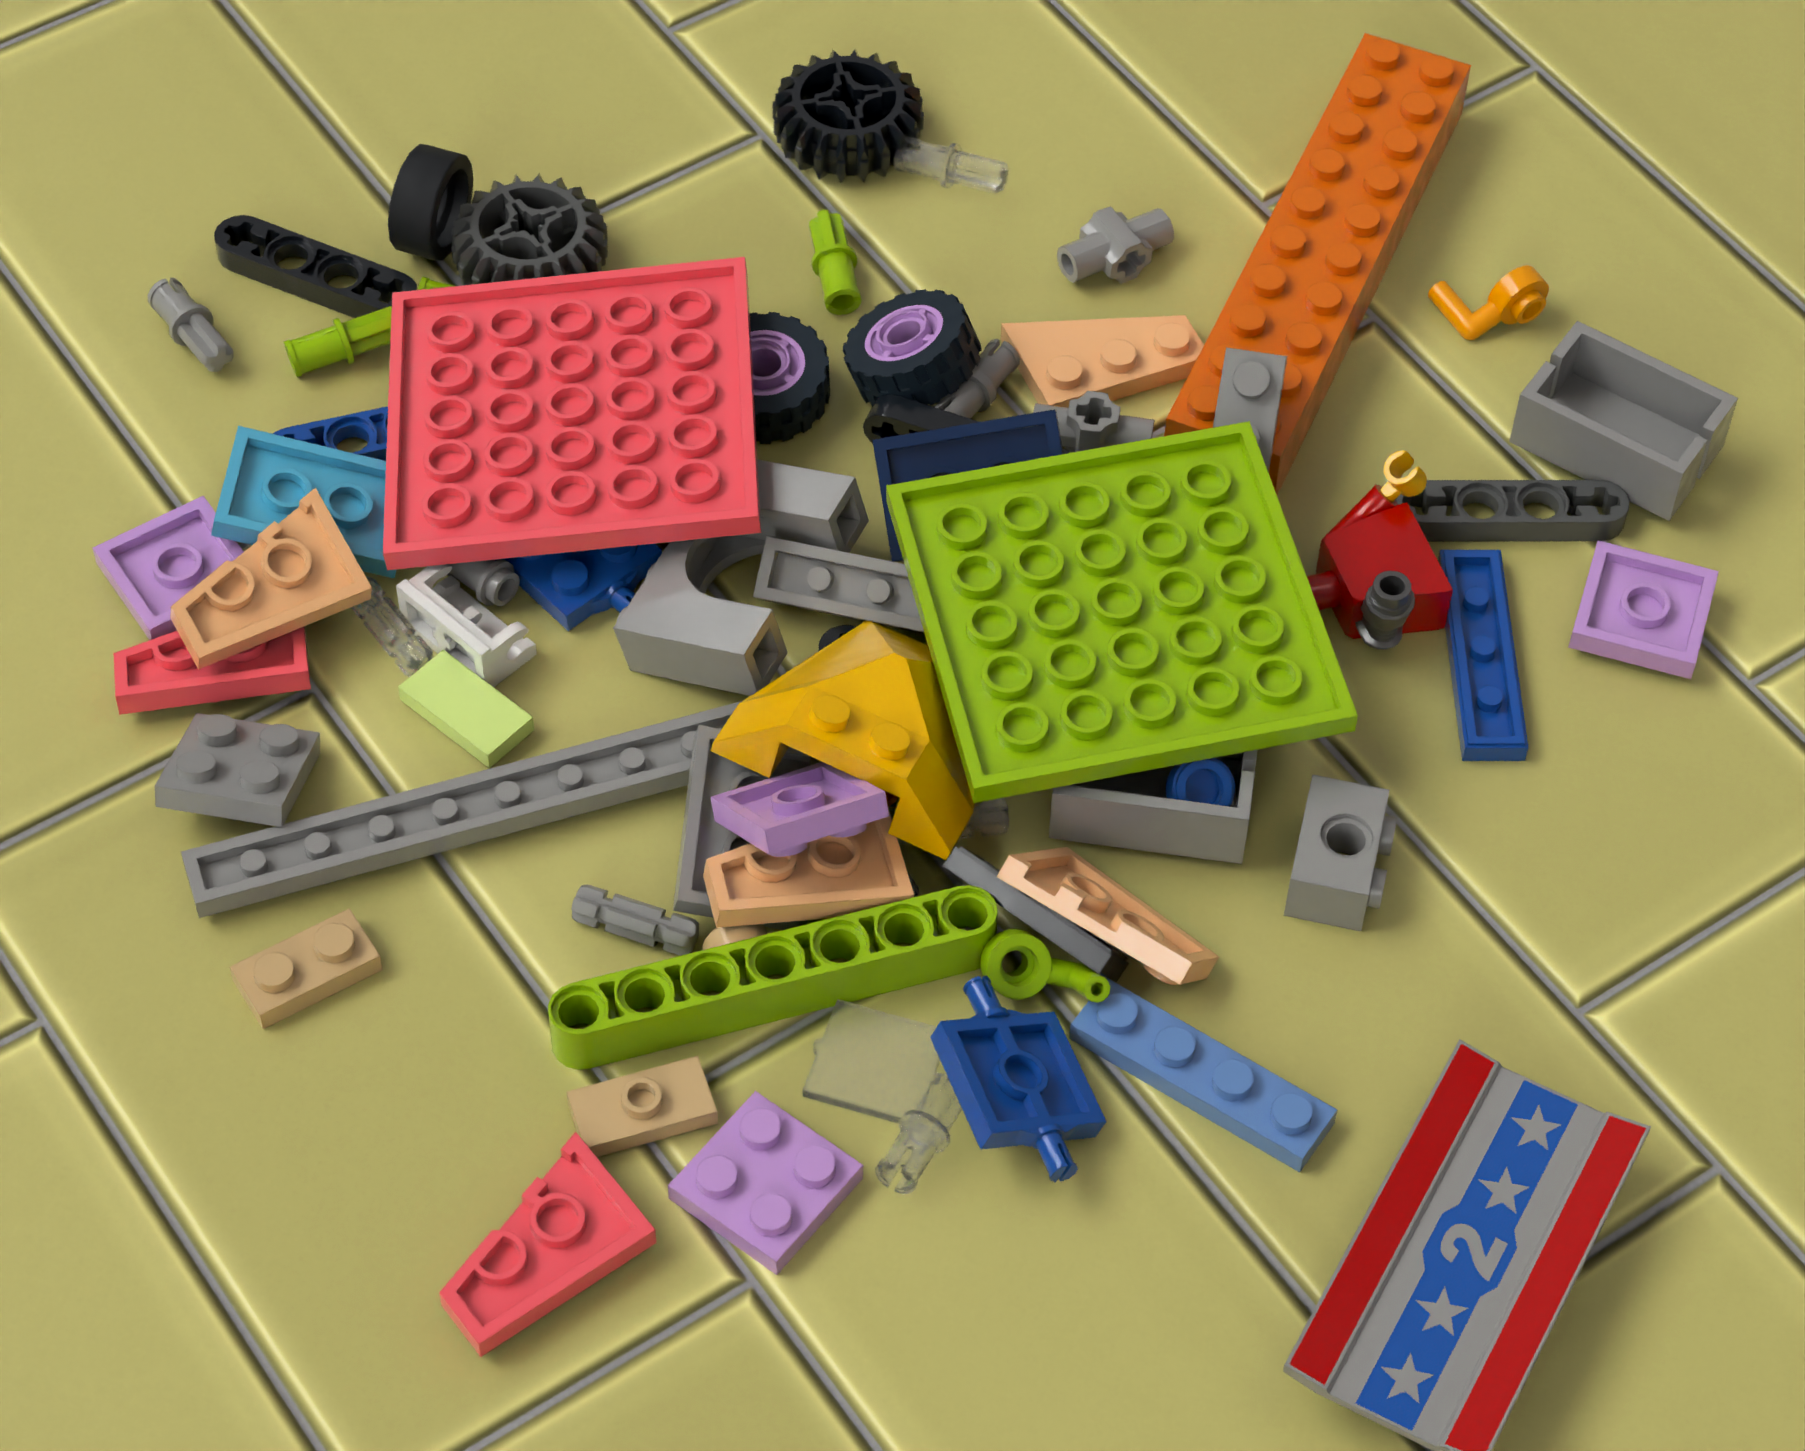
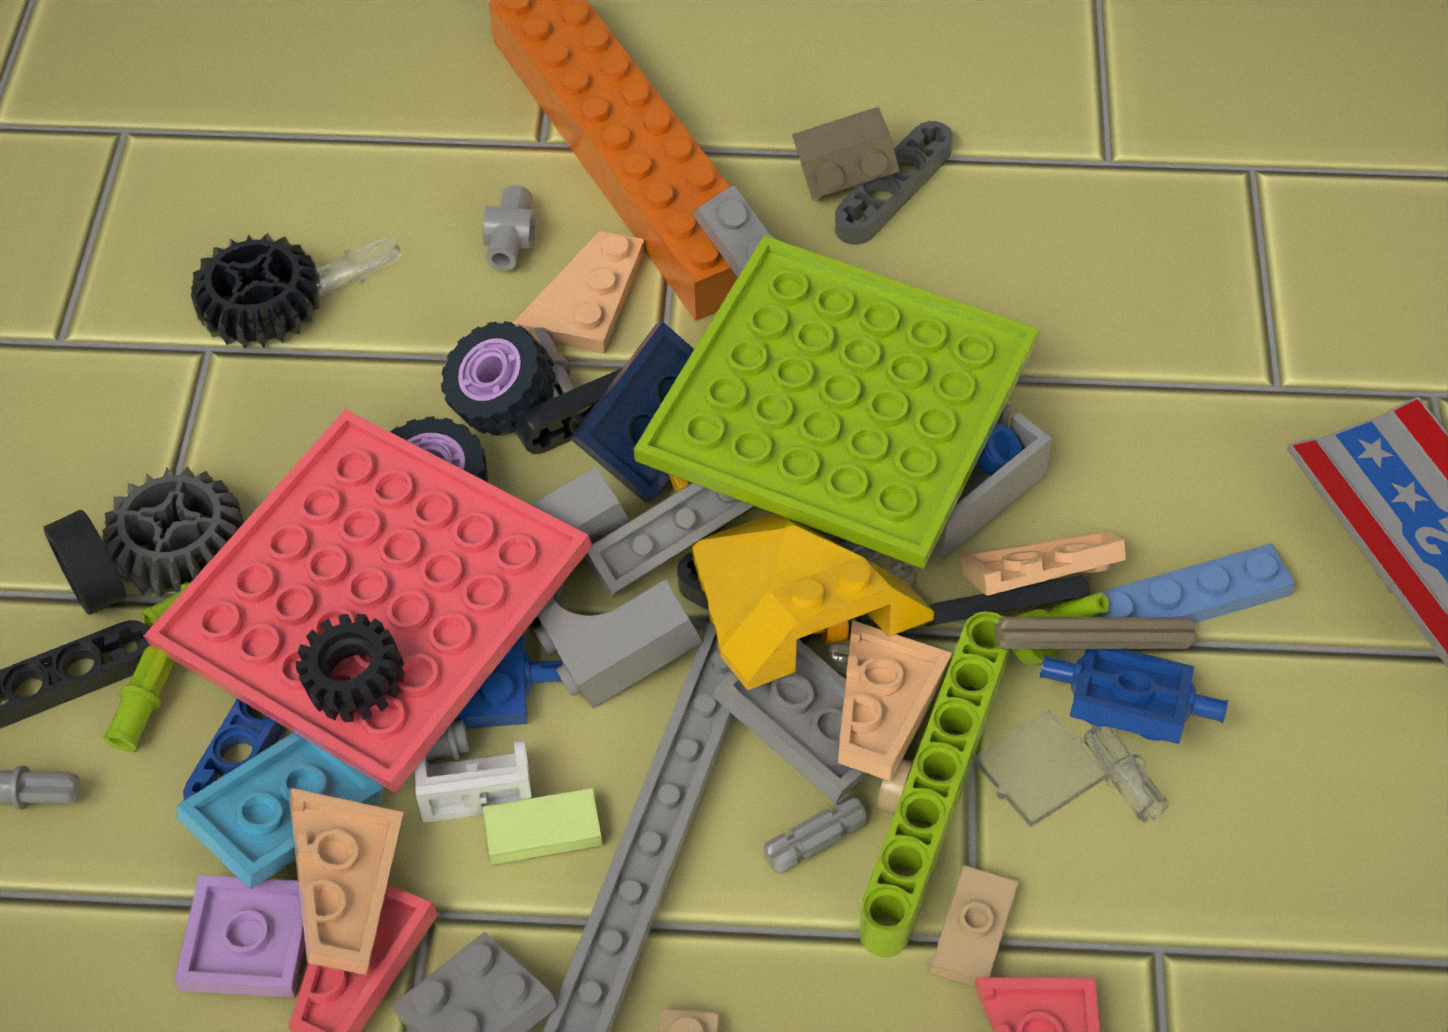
camera: 50 degrees left, 0 degrees up
(393, 631) = (440, 830): clear axle -> none
(470, 465) = (342, 642): none -> black tyre
(765, 1182) = (1090, 890): lavender plate -> none
(799, 808) = (847, 667): lavender plate -> none
(834, 263) = (368, 376): lime axle -> none
(1056, 1006) = (1094, 632): none -> dark tan axle
(1097, 423) = (641, 319): light grey axle -> none
(1332, 885) = (1085, 420): light grey brick -> none
(1380, 566) = (895, 249): red torso -> none
(1483, 439) = (846, 152): none -> dark tan brick
(1483, 658) = (987, 263): blue tile -> none
(1514, 299) = (747, 75): light orange plate -> none
(1623, 419) = (902, 72): light grey piece -> none
(1644, 609) = (1025, 169): lavender plate -> none

